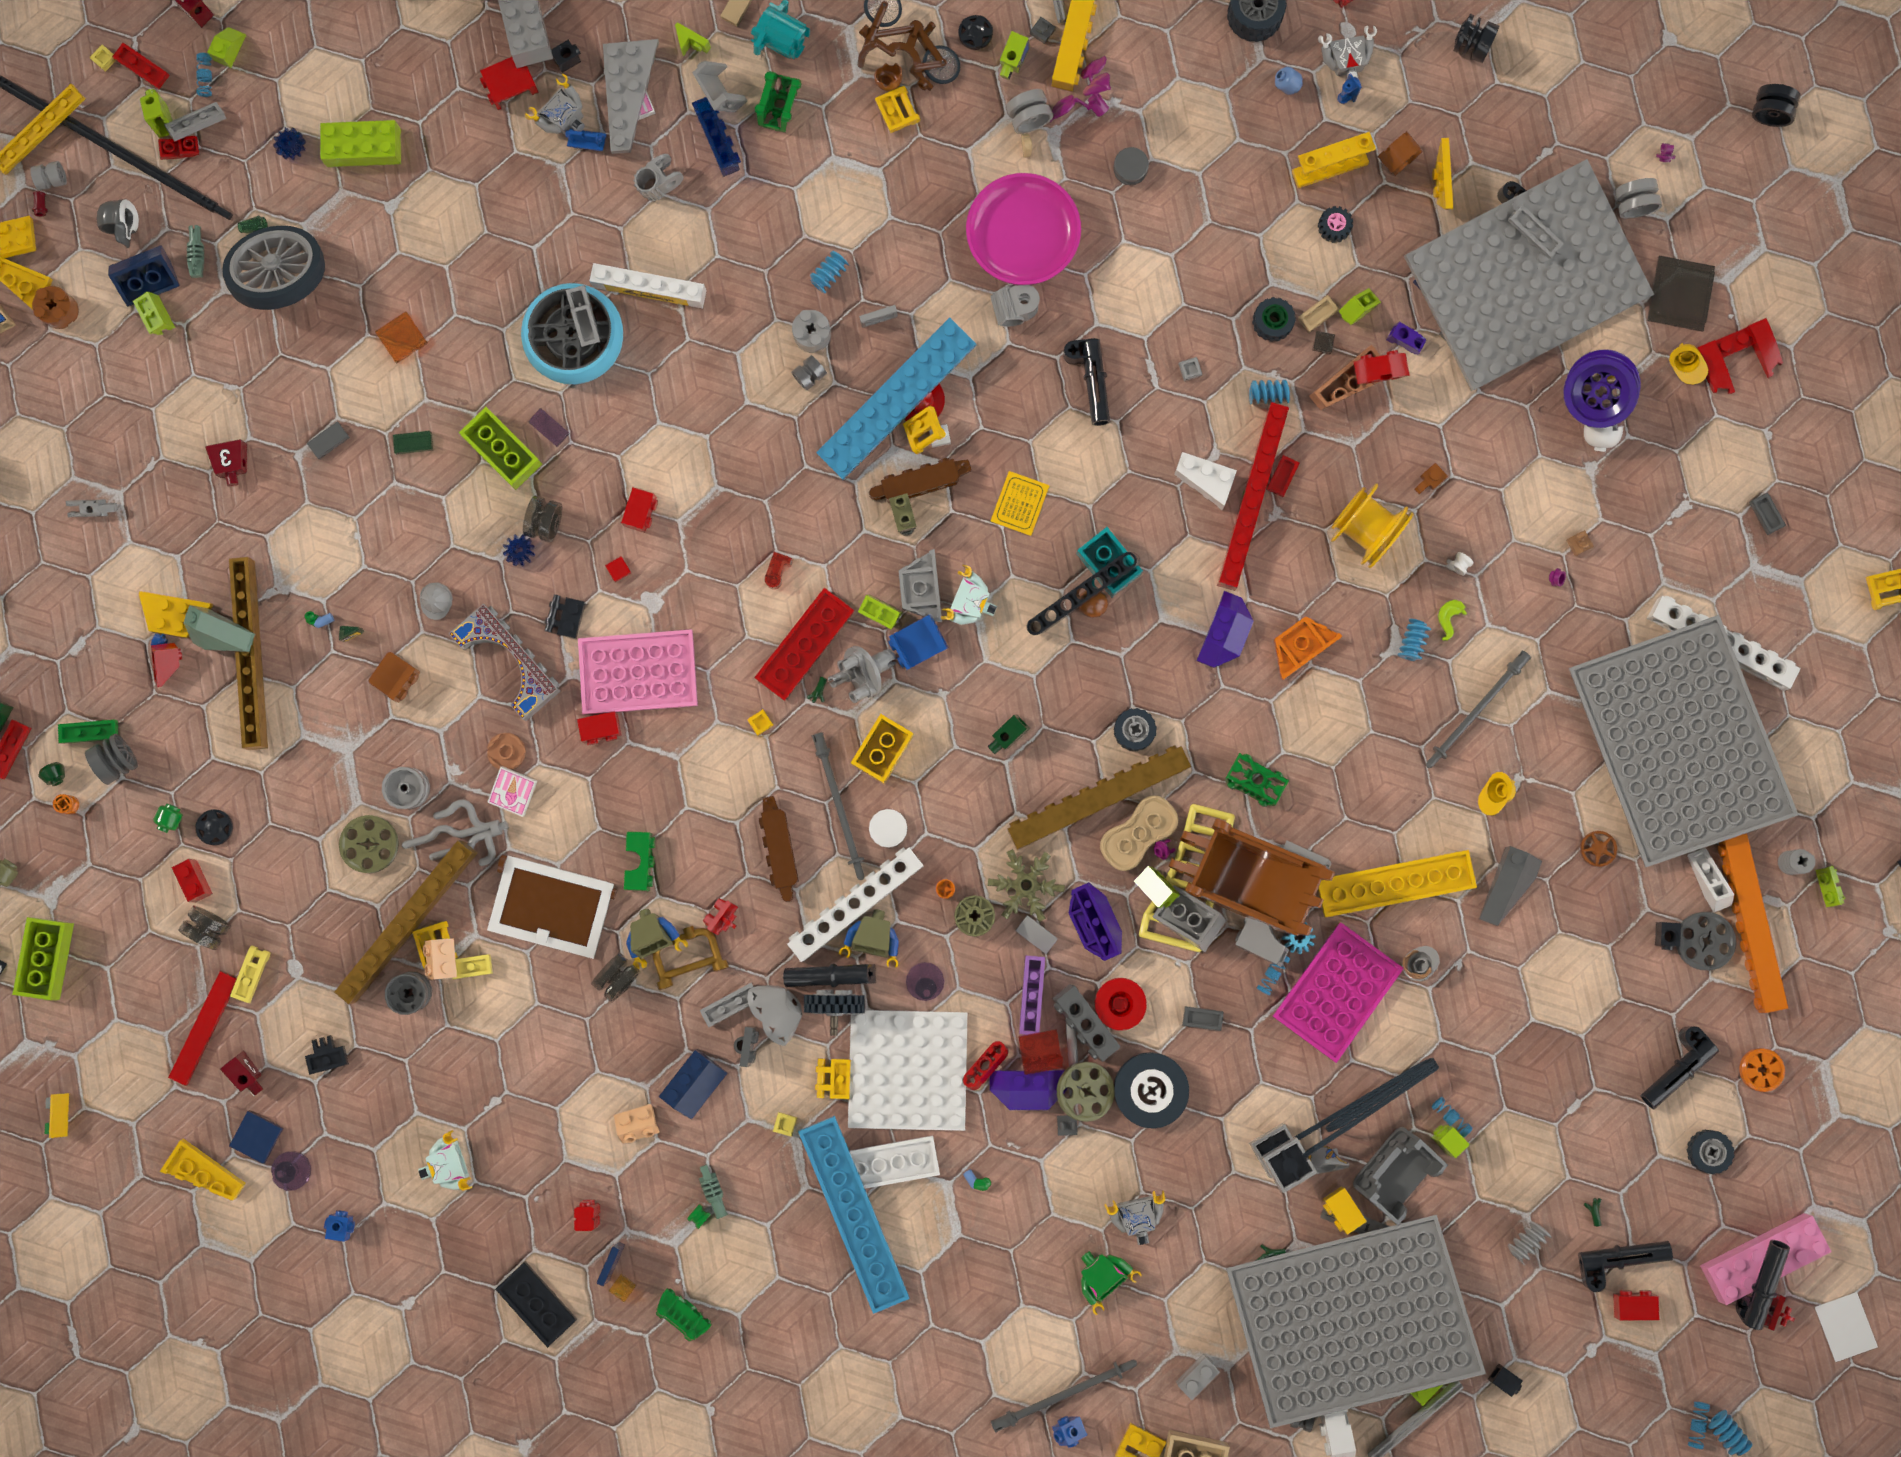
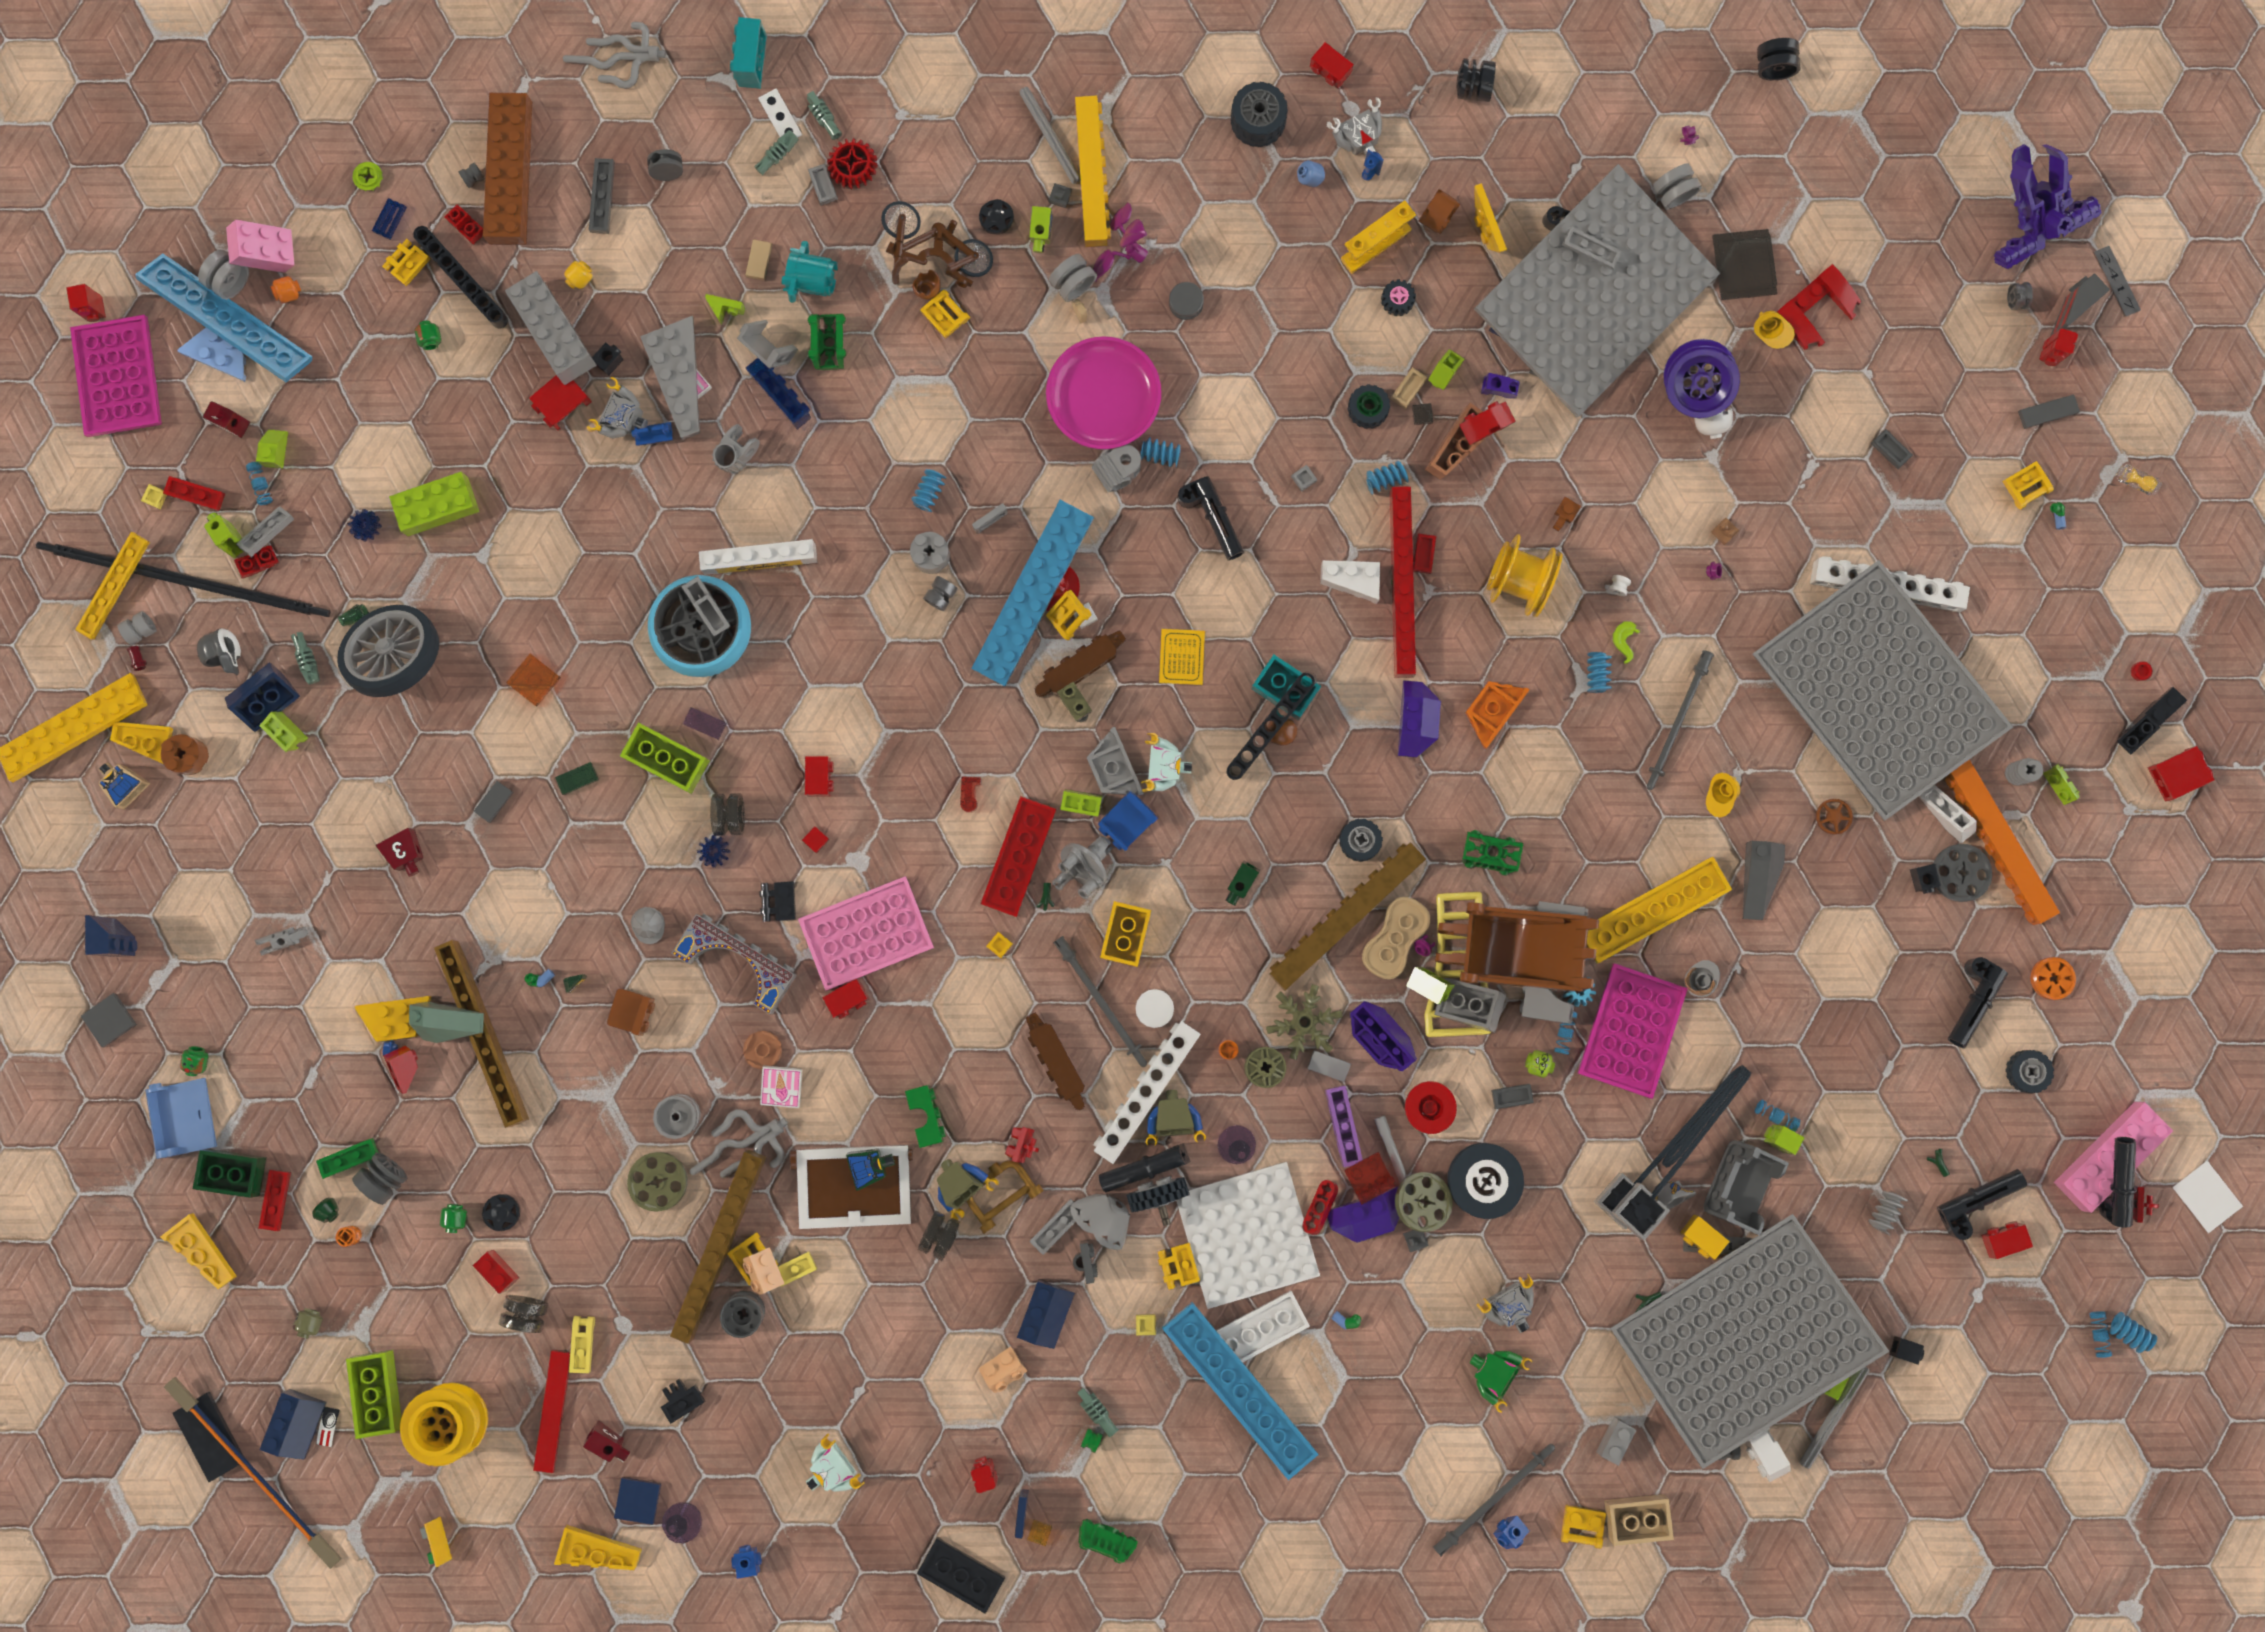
camera: 20 degrees left, 0 degrees up
(121, 1004) = (463, 1411): none -> yellow wheel
(570, 891) = (868, 1166): none -> torso
(1060, 302) = (1160, 452): none -> dark azure piece
(1107, 1044) = (1429, 1149): dark grey brick -> none
(1238, 995) = (1539, 1063): none -> lime head

